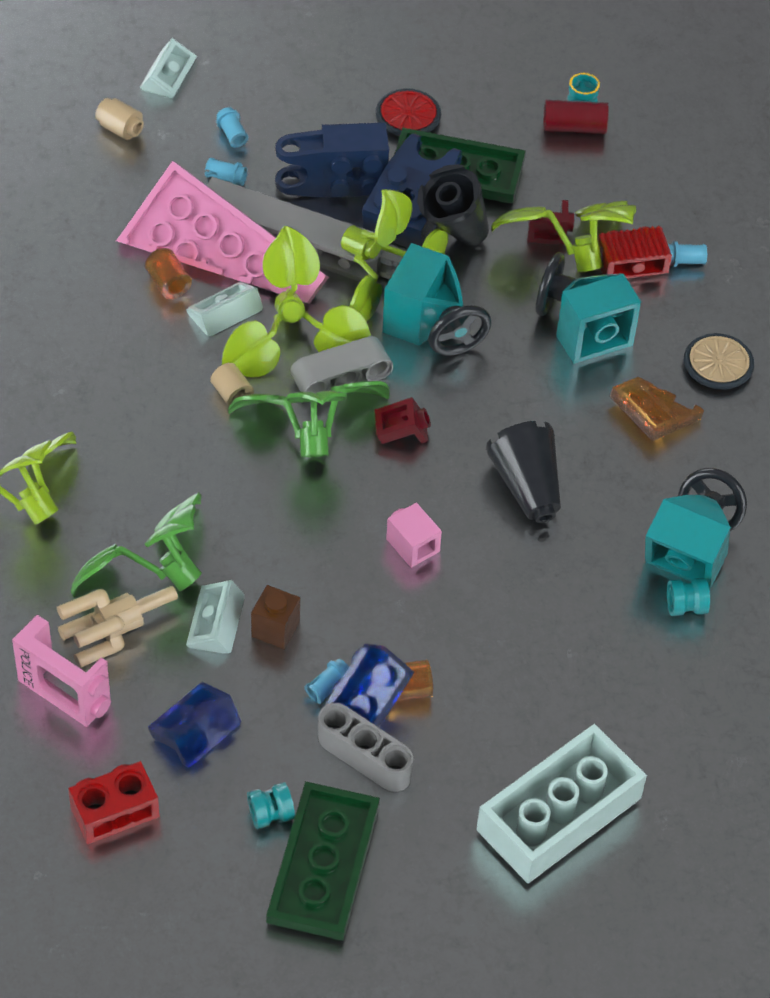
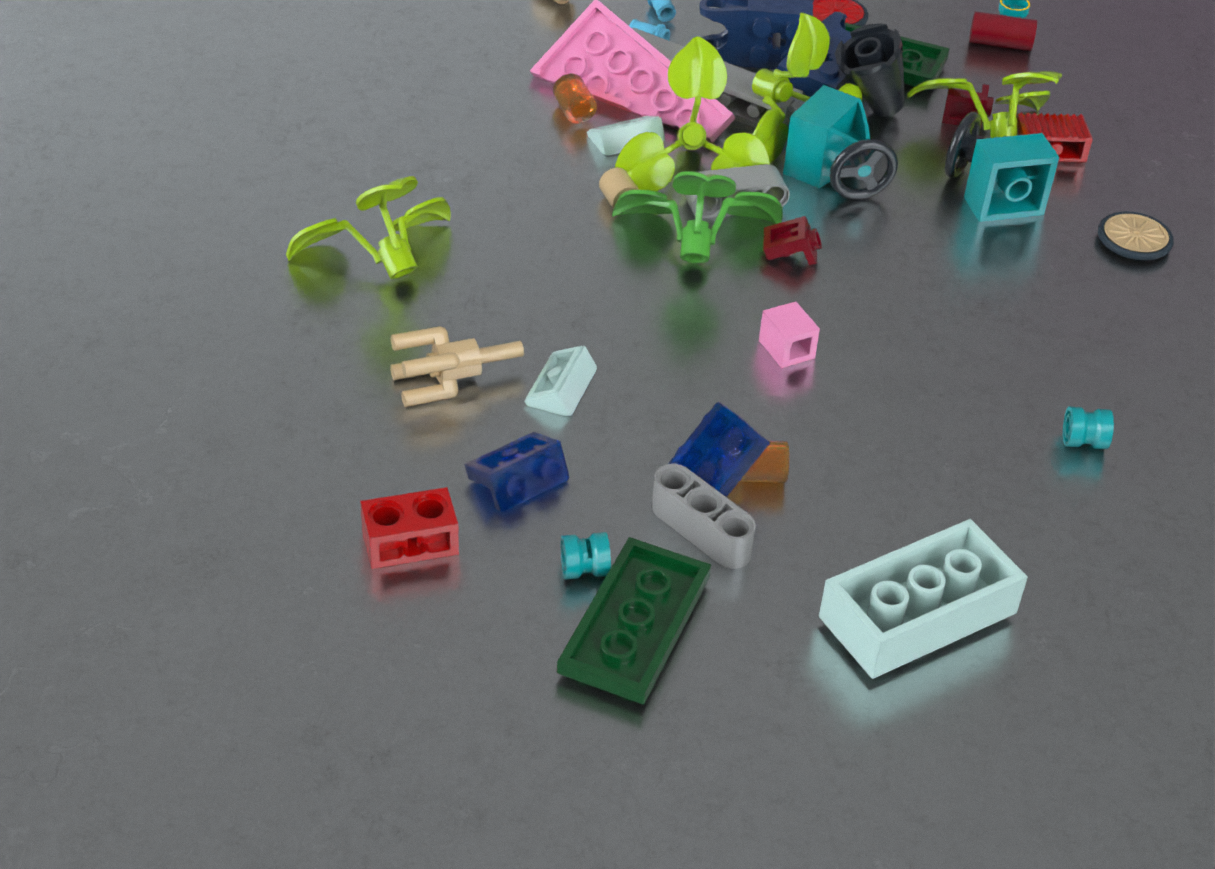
camera: 10 degrees right, 10 degrees down
(35, 657) = (362, 383): bright pink window -> none
(175, 563) = (528, 323): bright green plant -> none
(275, 617) = (625, 384): reddish brown brick -> none
(322, 685) = (665, 451): medium azure pin -> none
(529, 467) = (921, 286): black cone -> none
(653, 408) = (1062, 264): clear orange wing -> none
(687, 254) = (1109, 146): medium azure pin -> none
(692, 530) = (1098, 363): teal piece -> none

